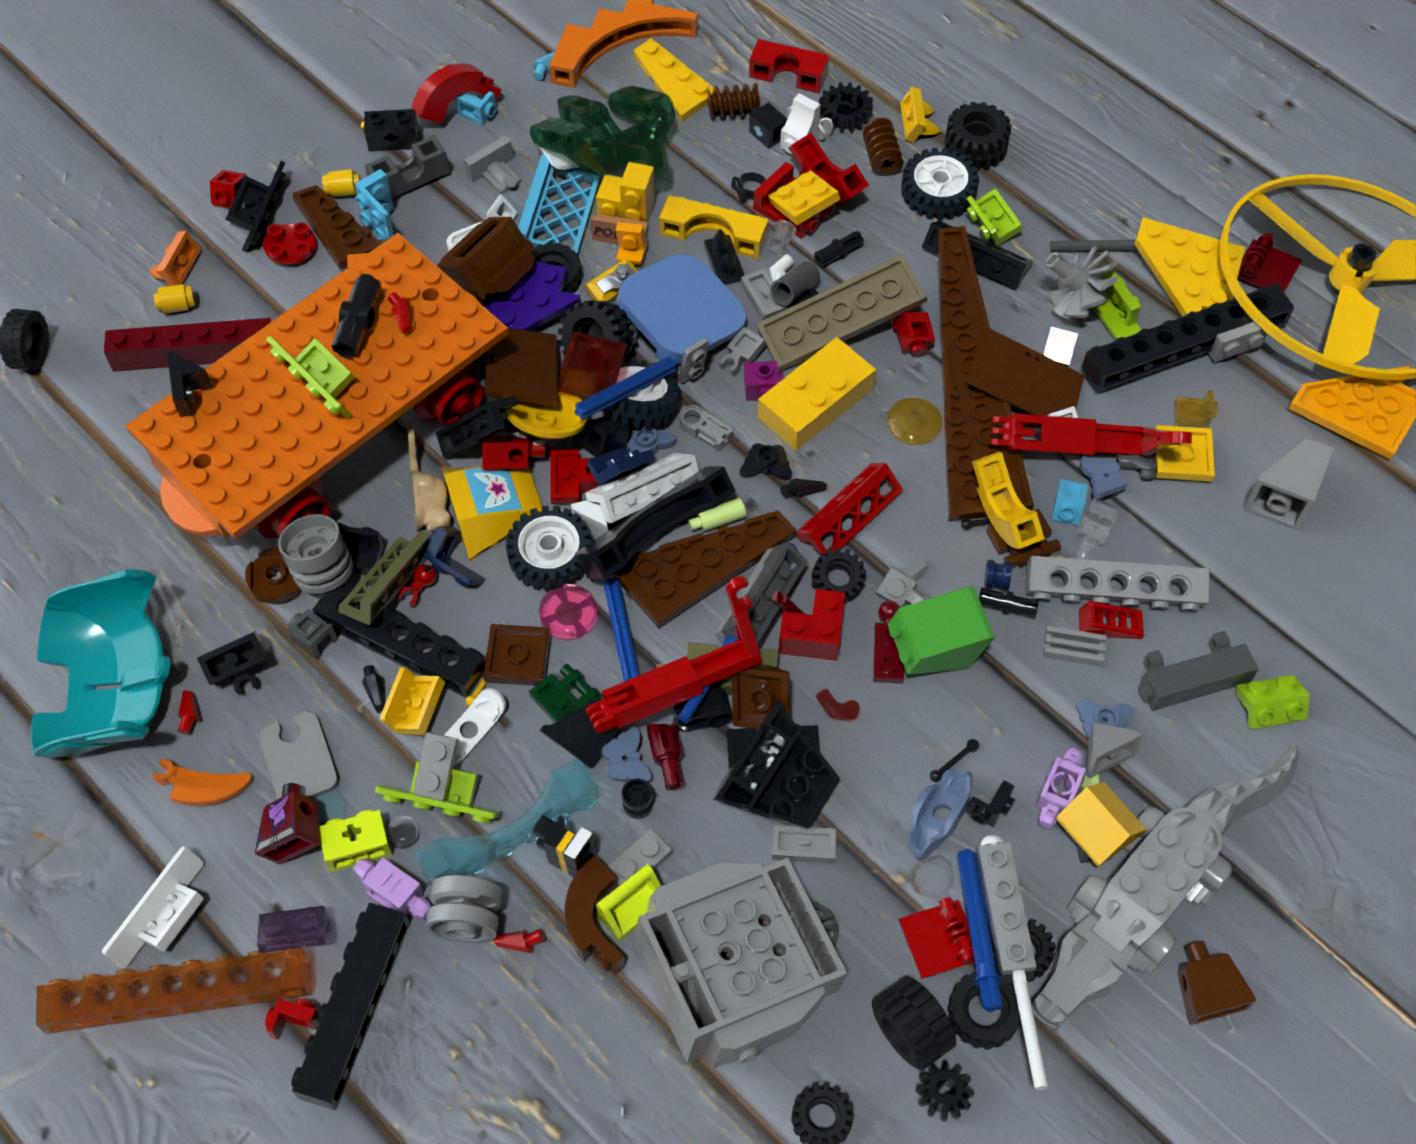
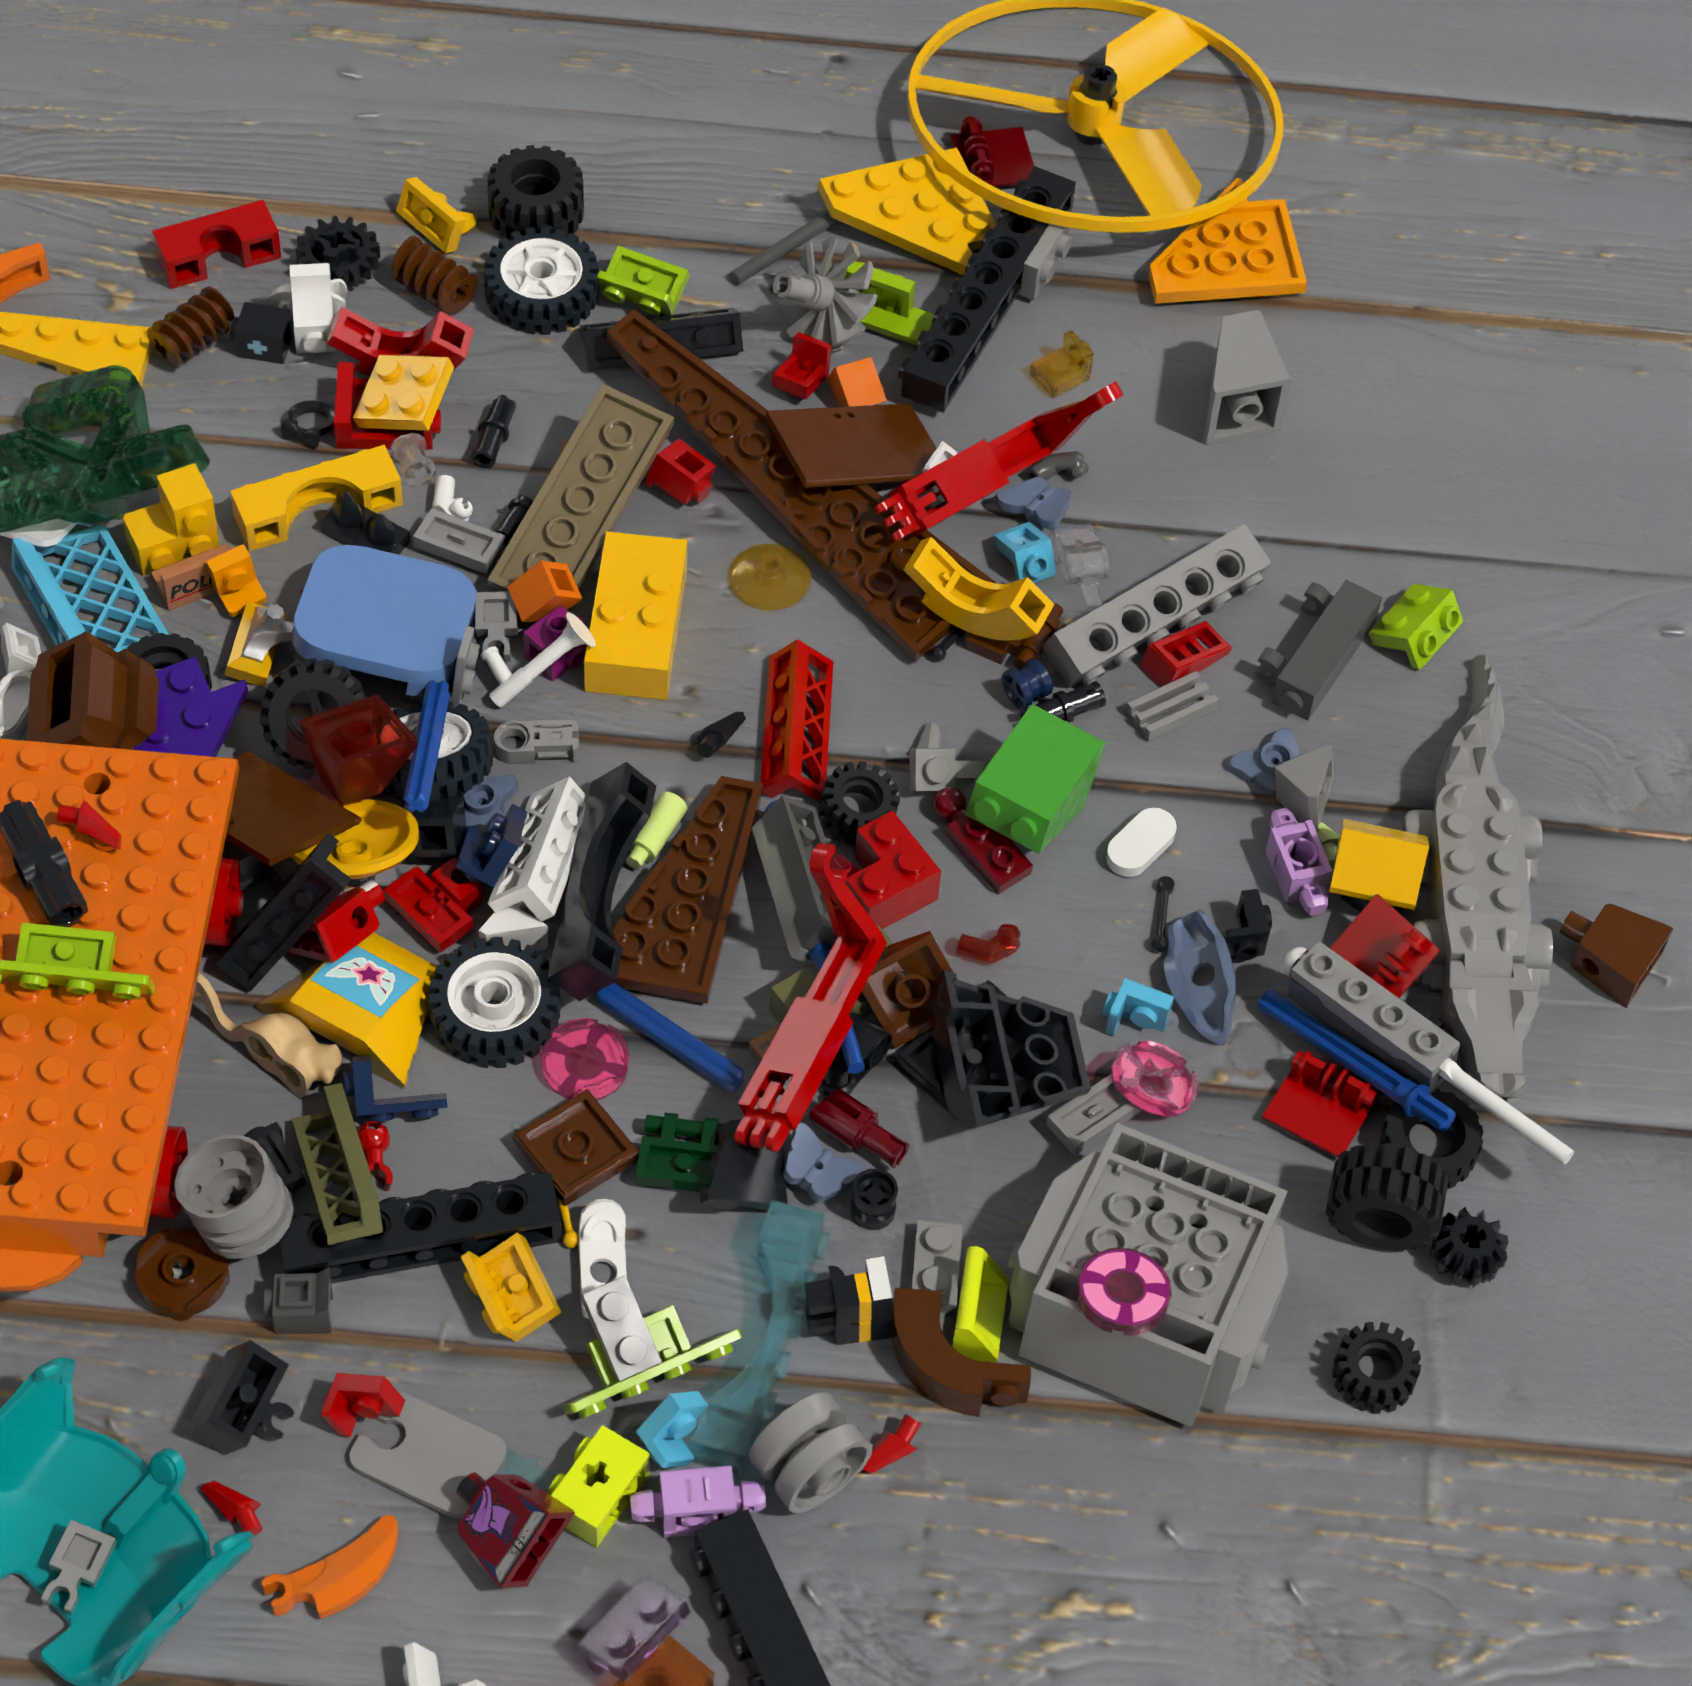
camera: 45 degrees left, 5 degrees down
(92, 683) = (78, 1559): none -> light grey plate
(283, 701) = (362, 1396): none -> red bracket
(373, 685) = (440, 1307): black bar -> none
(407, 838) = (668, 1425): none -> medium azure bracket
(686, 956) = (1123, 1291): none -> tile
(764, 380) = (512, 684): none -> white piece
(766, 460) = (647, 730): black animal -> none
(776, 346) = (543, 590): none -> orange brick
(795, 283) = (490, 502): dark grey pin -> none
(854, 850) = (1154, 1079): none -> clear pink tile
(887, 802) = (1140, 1004): none -> medium azure bracket
(980, 710) = (1141, 842): none -> white tile
(1038, 319) = (804, 368): none -> red bracket
(1055, 879) = (1386, 947): none -> red hinge
(1187, 460) = (1106, 430): yellow plate -> none

